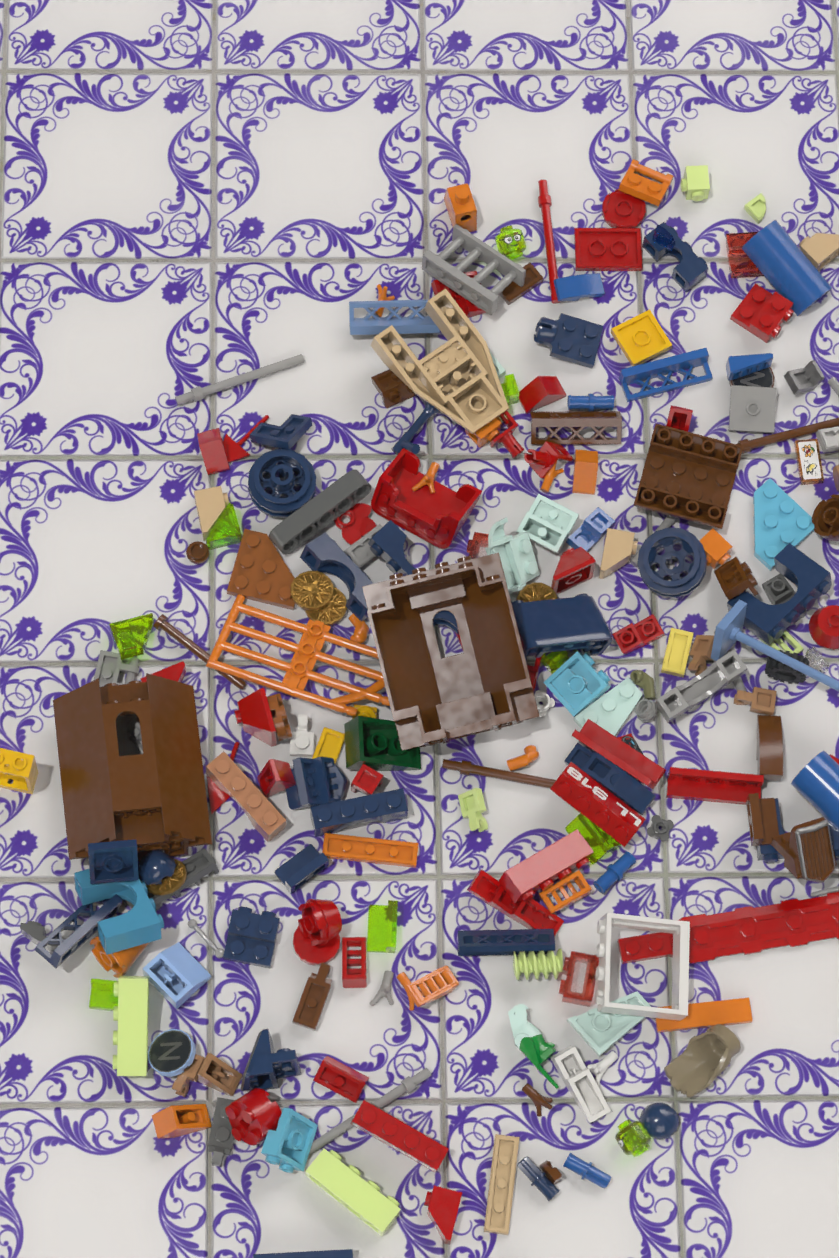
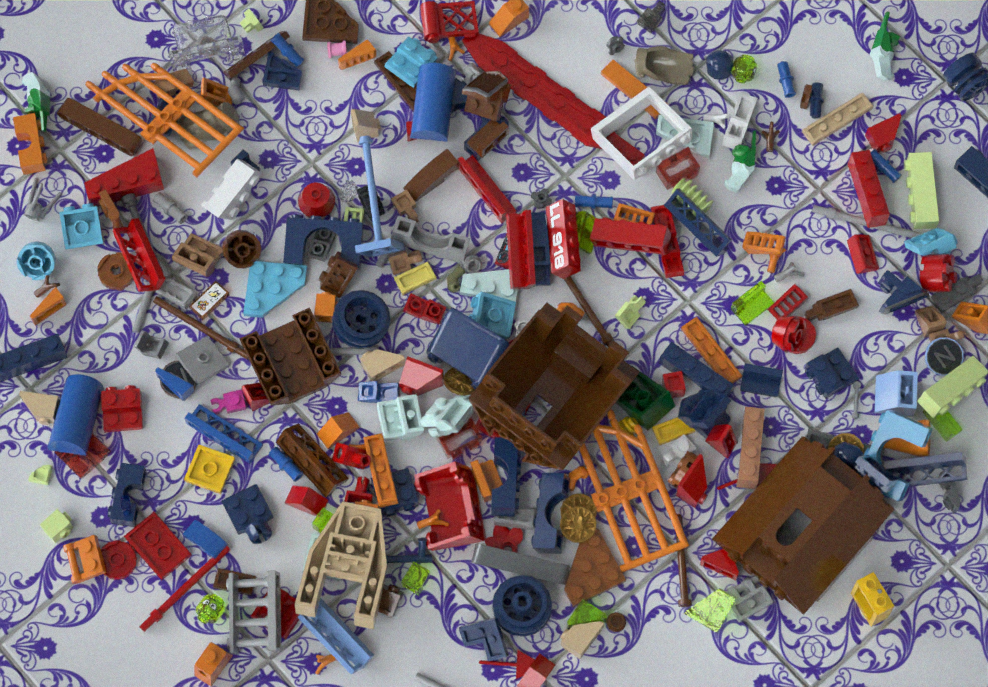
camera: 125 degrees left, 0 degrees up
(387, 419) = (415, 578): none -> clear neon green panel
(411, 1180) = (885, 166): none -> blue pin
(425, 551) = (486, 478): none -> orange panel
(483, 468) = (405, 493): none -> dark blue plate
(511, 466) = (380, 470): none -> orange tile
(694, 401) = (232, 402): none -> dark pink plate
(766, 1035) = (615, 45): none -> dark grey plate
(767, 1096) = (651, 18): none -> clear smoke plate

